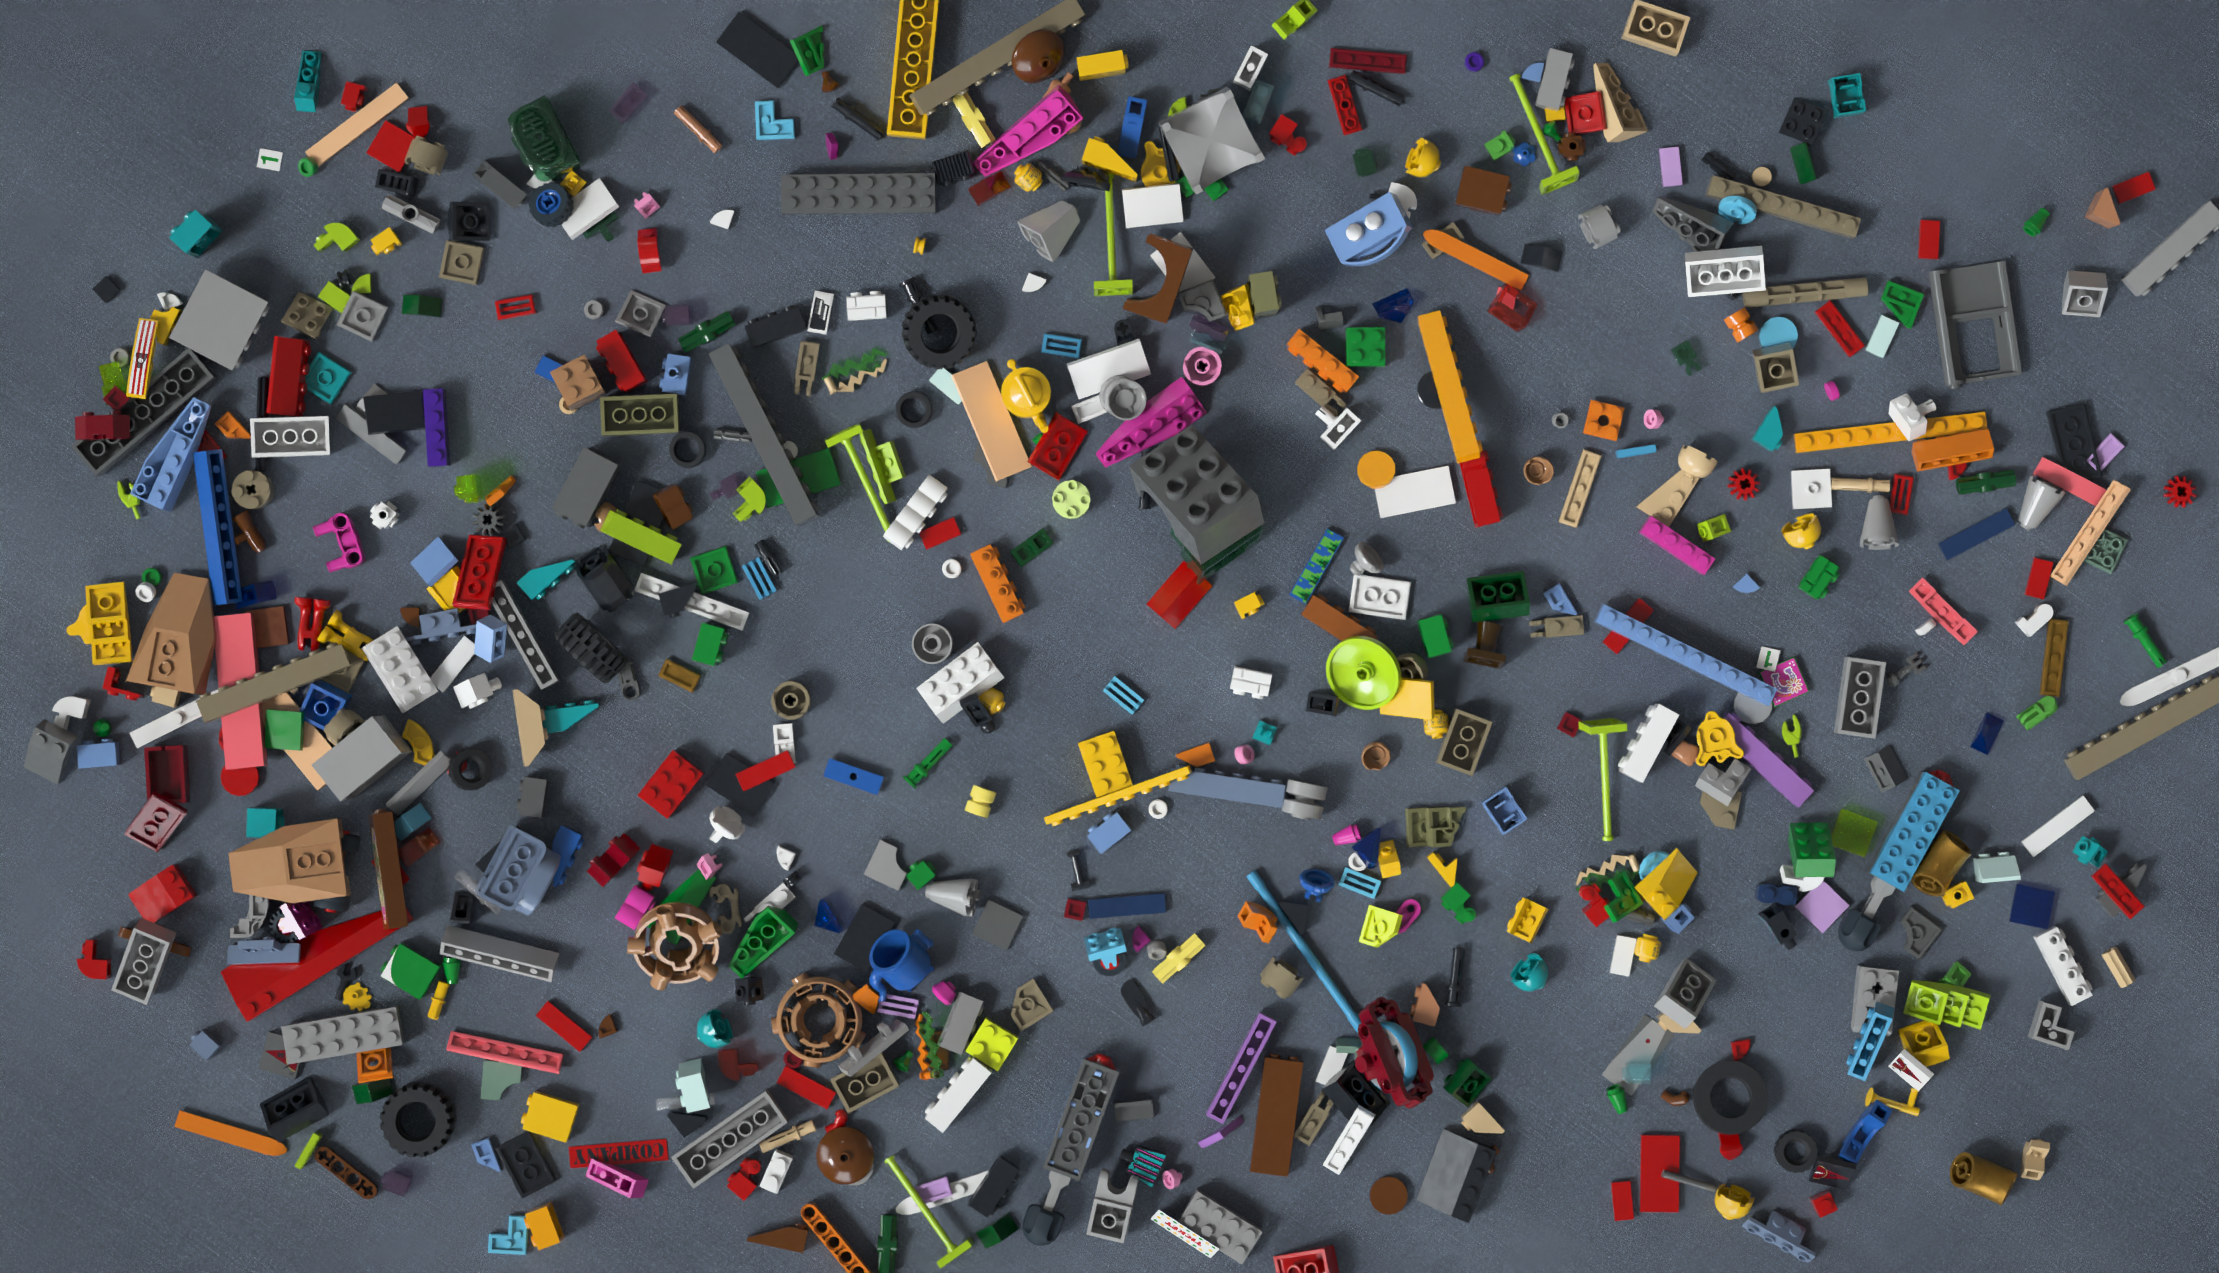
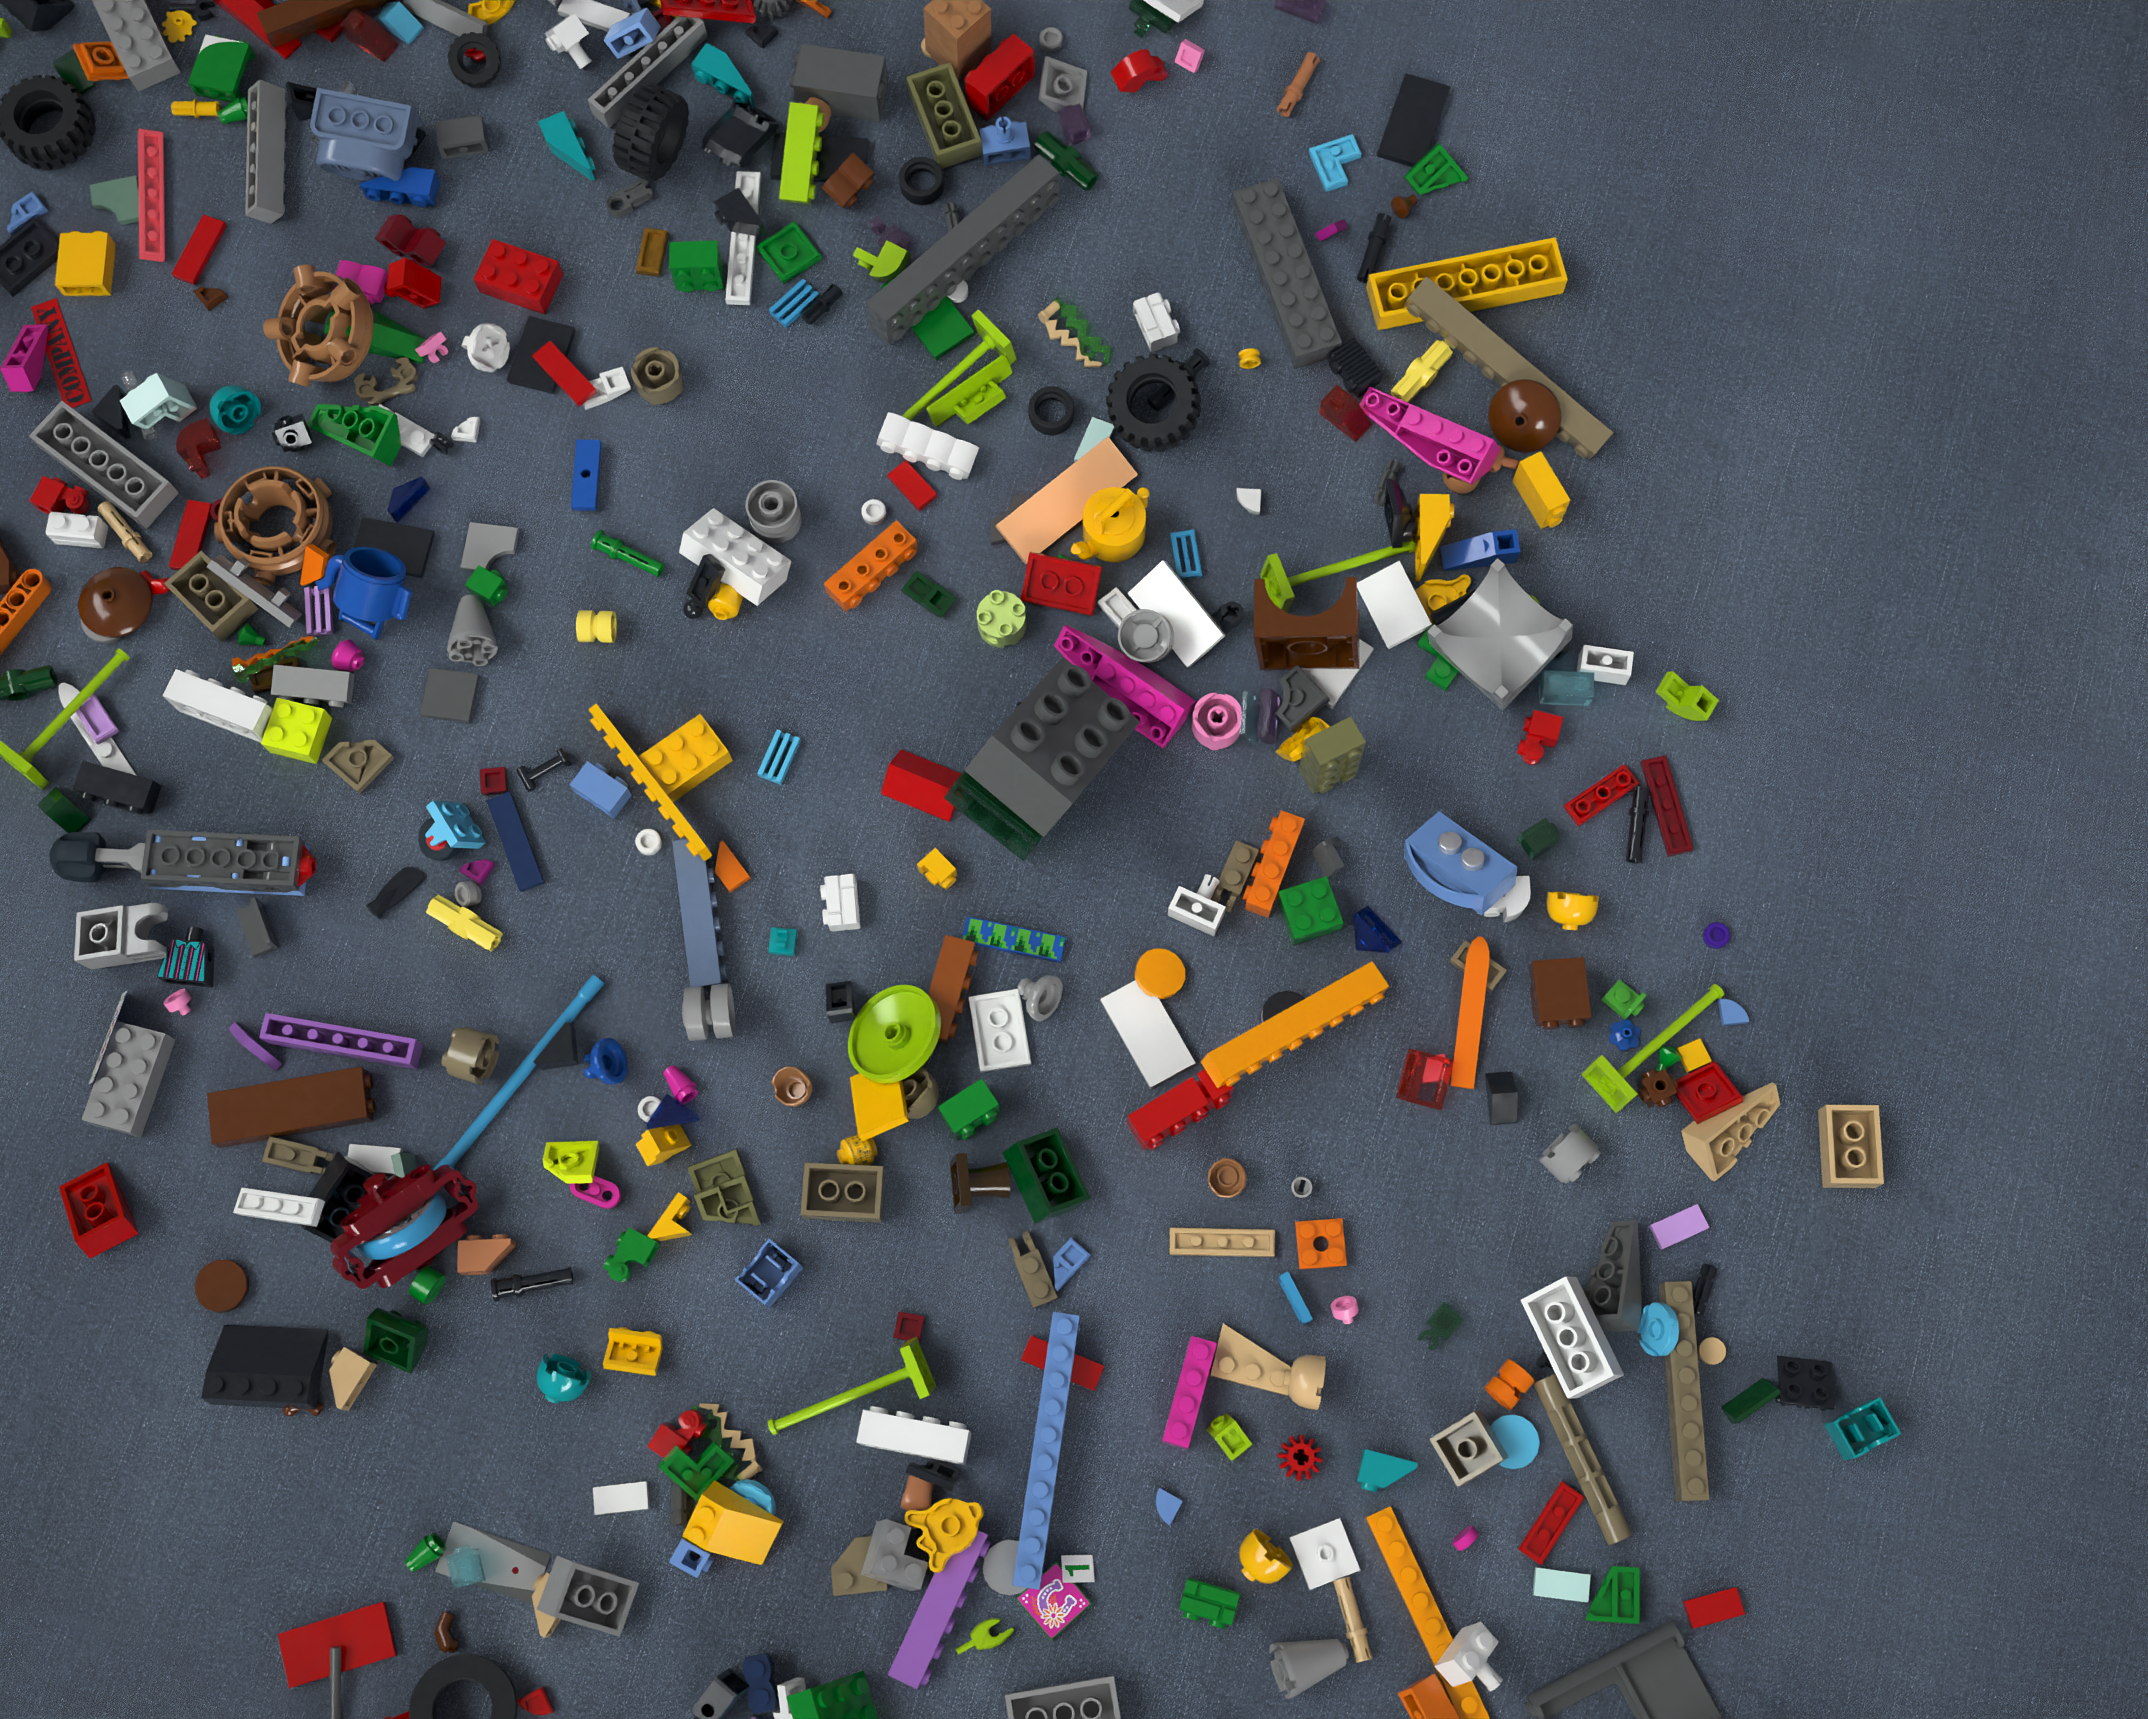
camera: 75 degrees right, 15 degrees down
(530, 727) = (539, 99): tan wedge -> none
(723, 219) = (1204, 141): white tile -> none
(775, 326) = (1097, 231): black brick -> none
(806, 365) = (1061, 279): dark tan hinge -> none
(820, 312) = (1129, 274): slope -> none
(1028, 177) = (1375, 453): yellow head -> none
(1050, 228) = (1324, 496): light grey slope -> none
(1244, 754) = (747, 924): bright pink tile -> none
(1259, 919) = (541, 1006): orange brick -> none
(1375, 889) = (613, 1120): medium azure tile -> none
(1554, 80) = (1733, 1040): light grey brick -> none
(1622, 1200) = (287, 1604): red tile -> none
(1647, 948) = (639, 1527): yellow head -> none
(1900, 494) = (1382, 1678): red tile -> none

